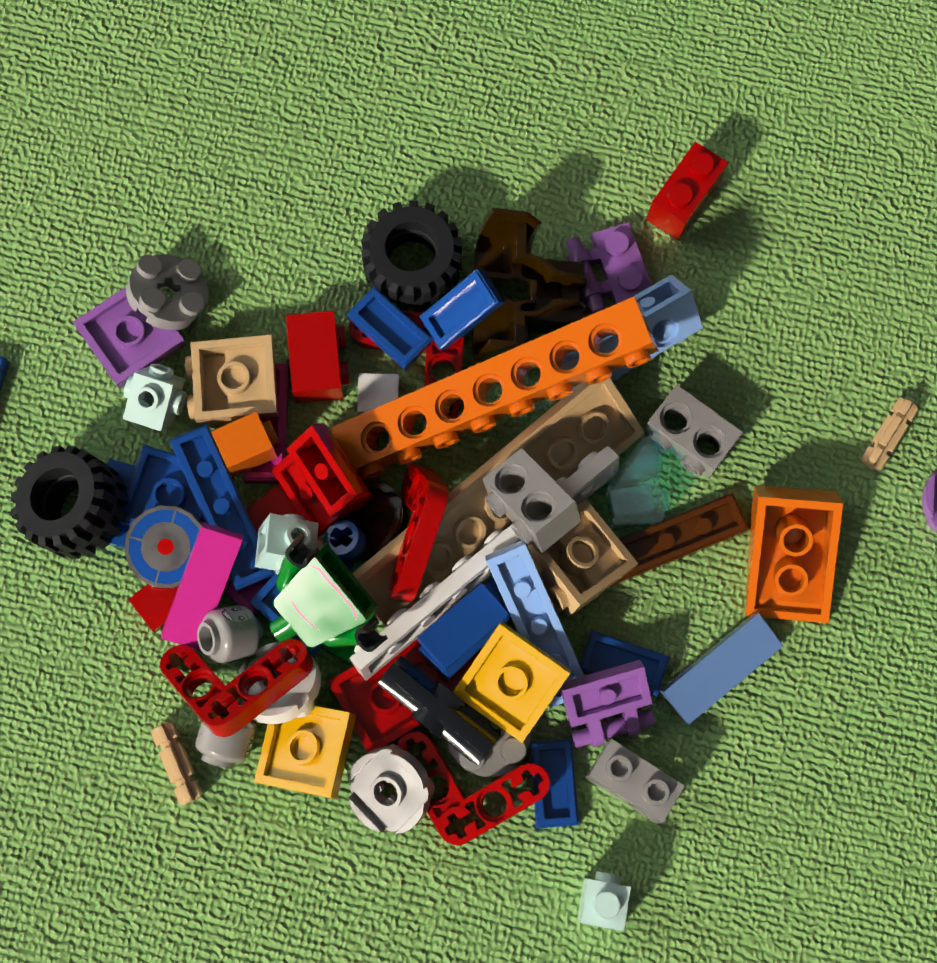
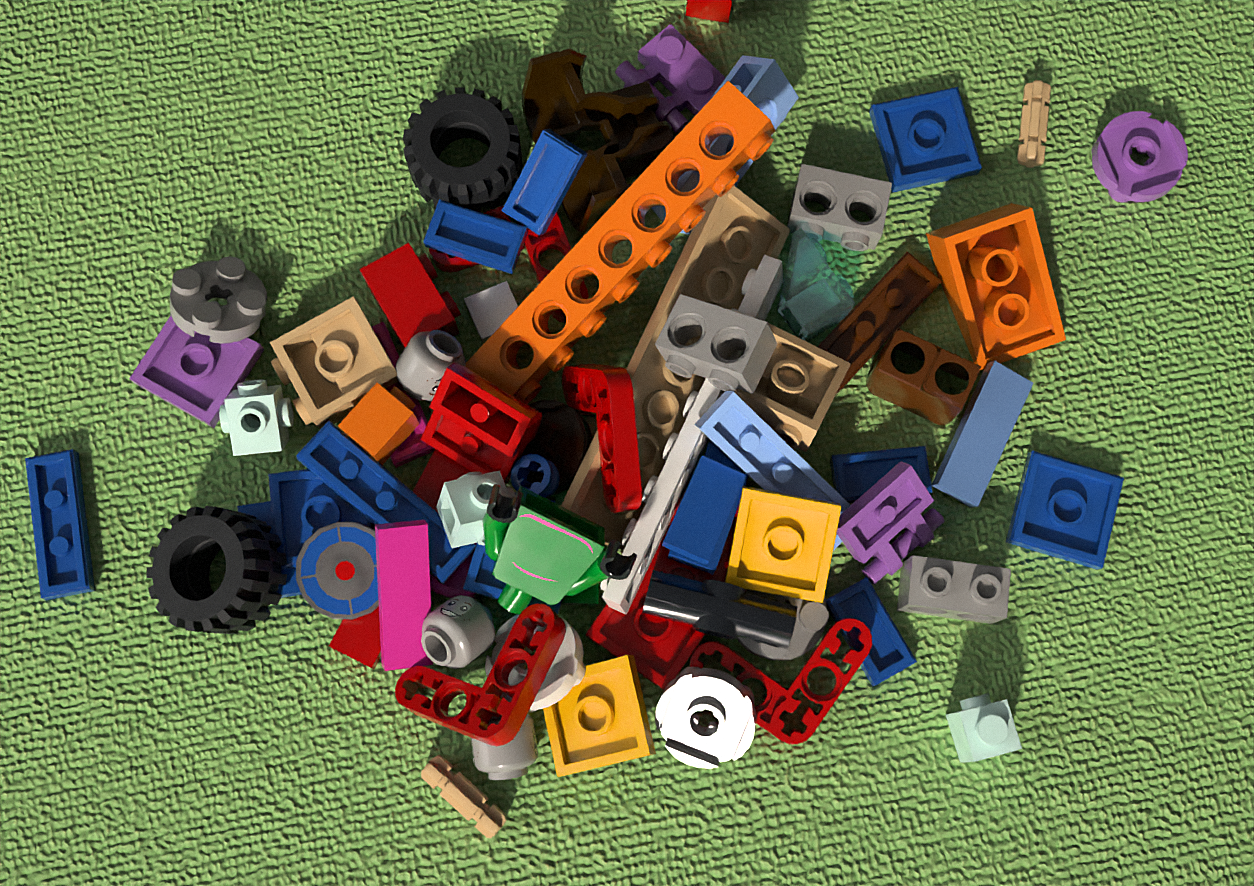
camera: 25 degrees left, 0 degrees up
(303, 409) = (425, 362): none -> light grey head
(687, 621) = (906, 390): none -> reddish brown piece
(760, 760) = (1065, 510): none -> blue tile
(793, 407) = (925, 139): none -> blue tile

